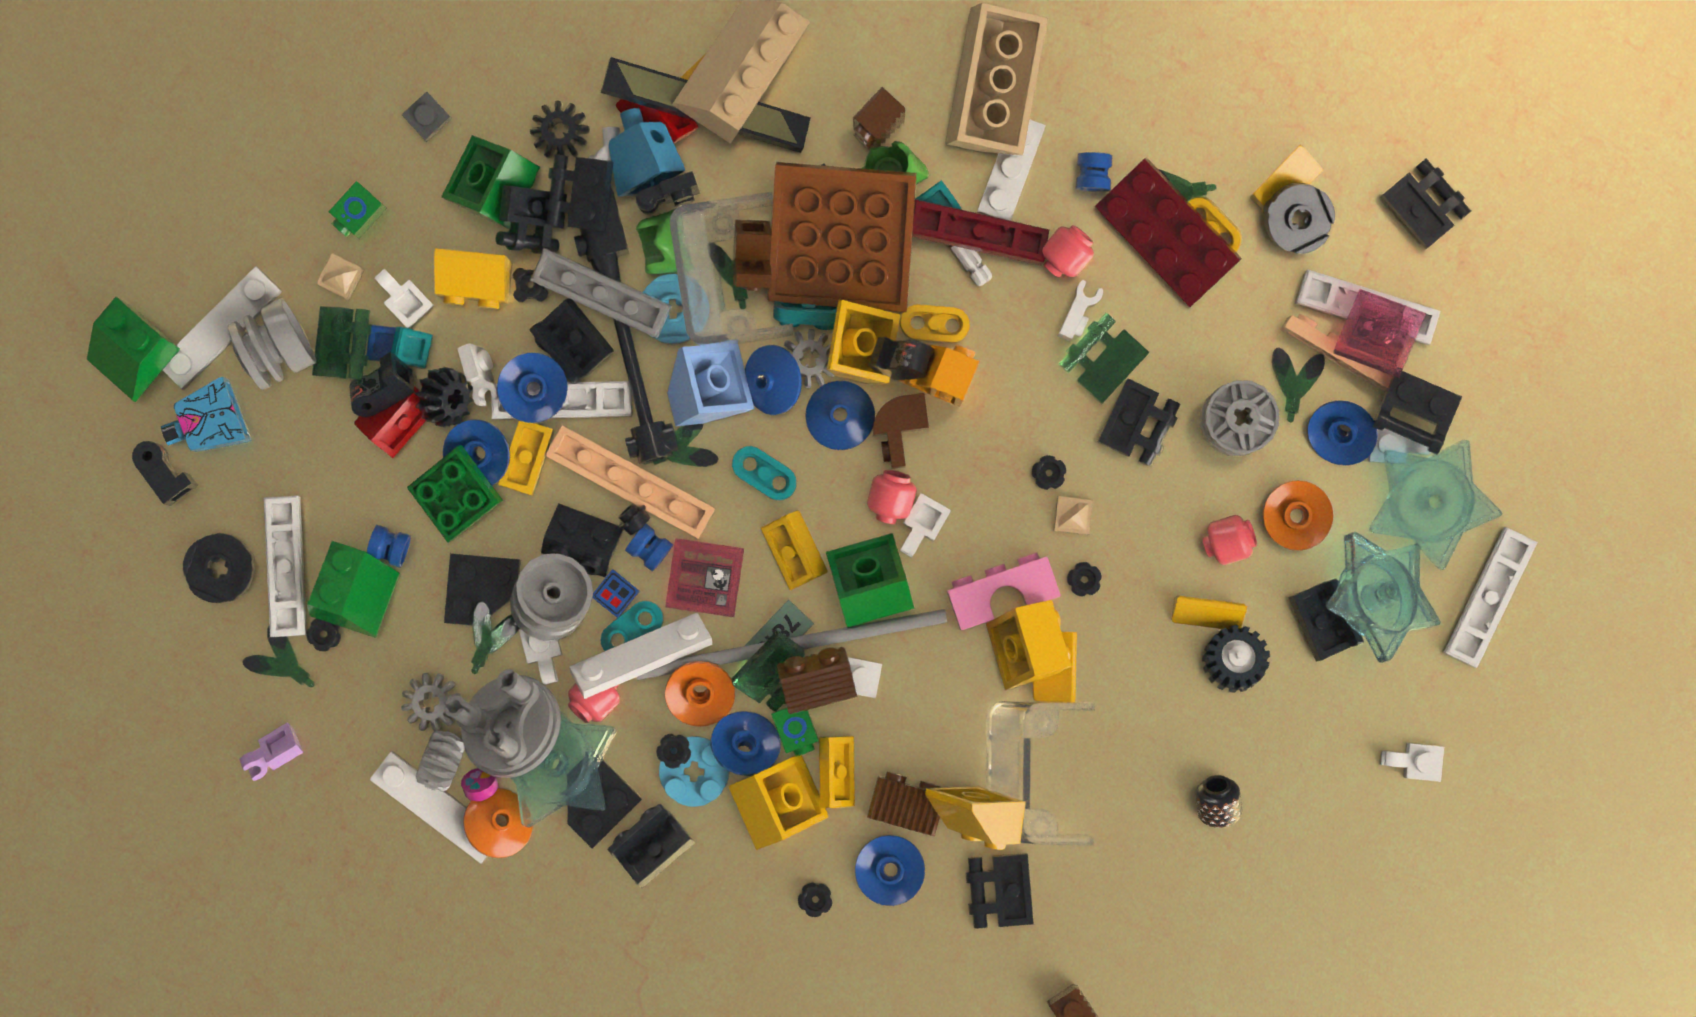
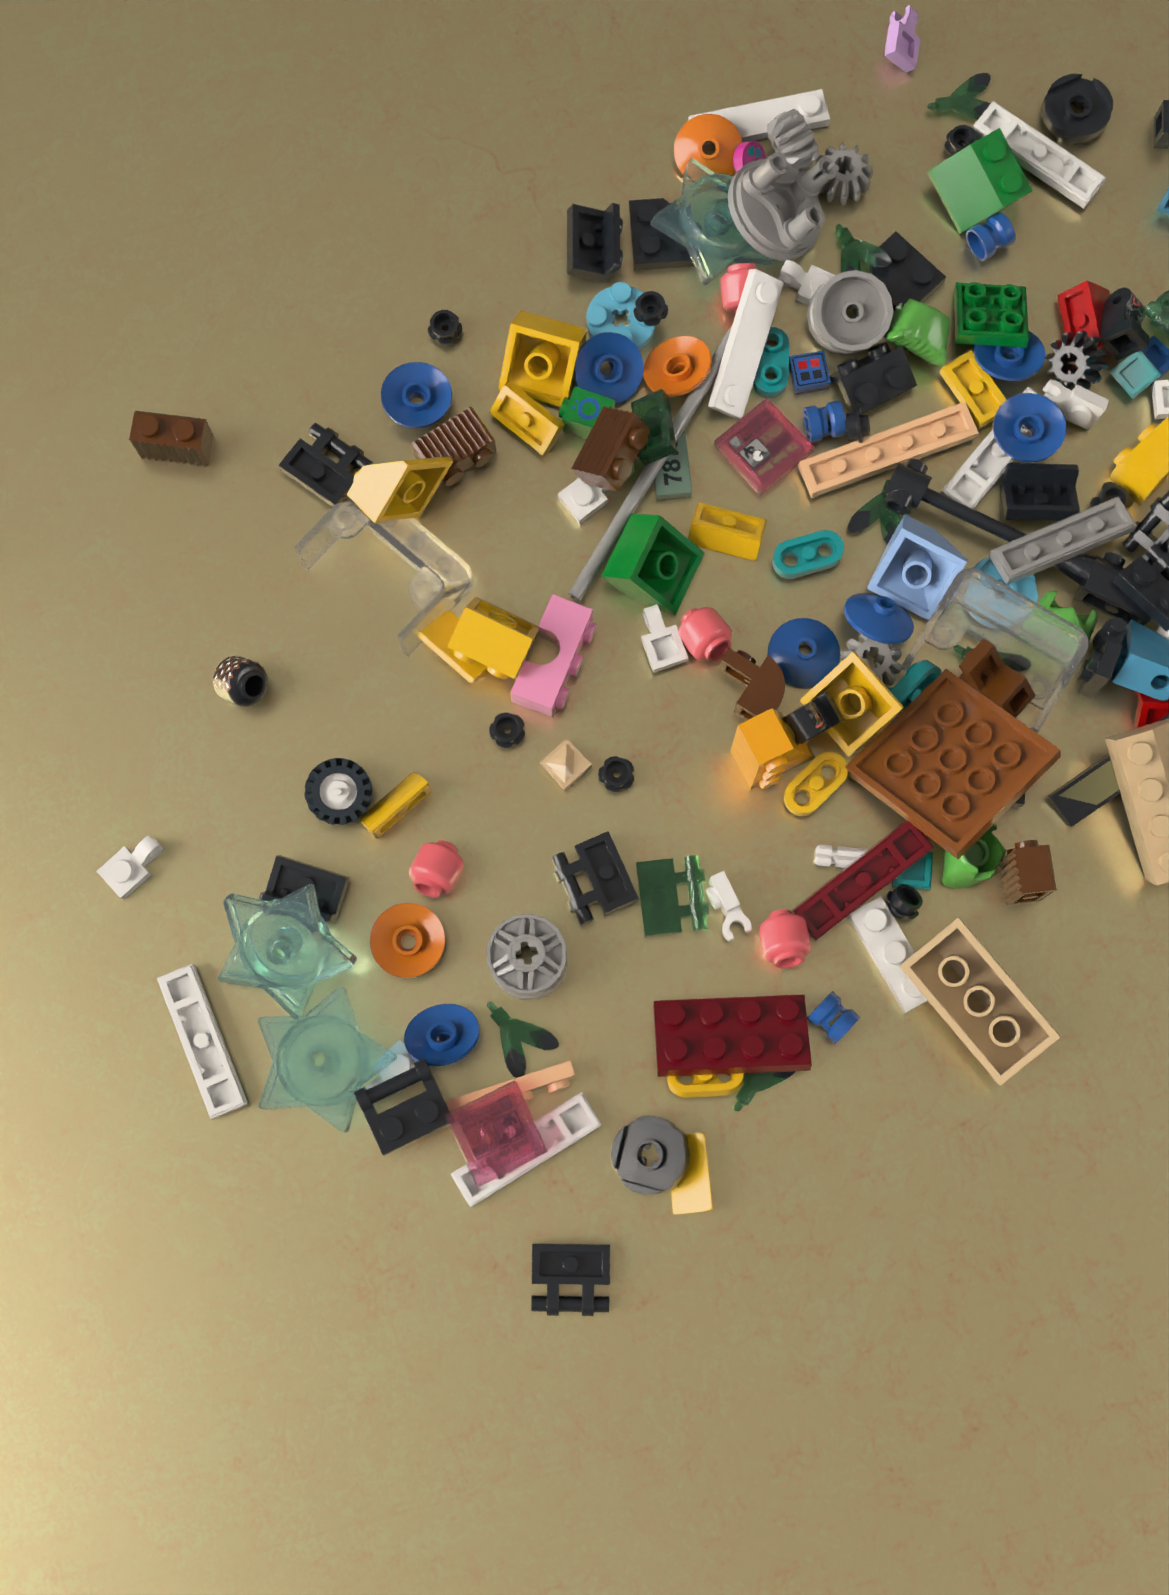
camera: 130 degrees right, 10 degrees down
(520, 533) = (920, 331): none -> bright green hair
(962, 187) = (904, 902): none -> black plate

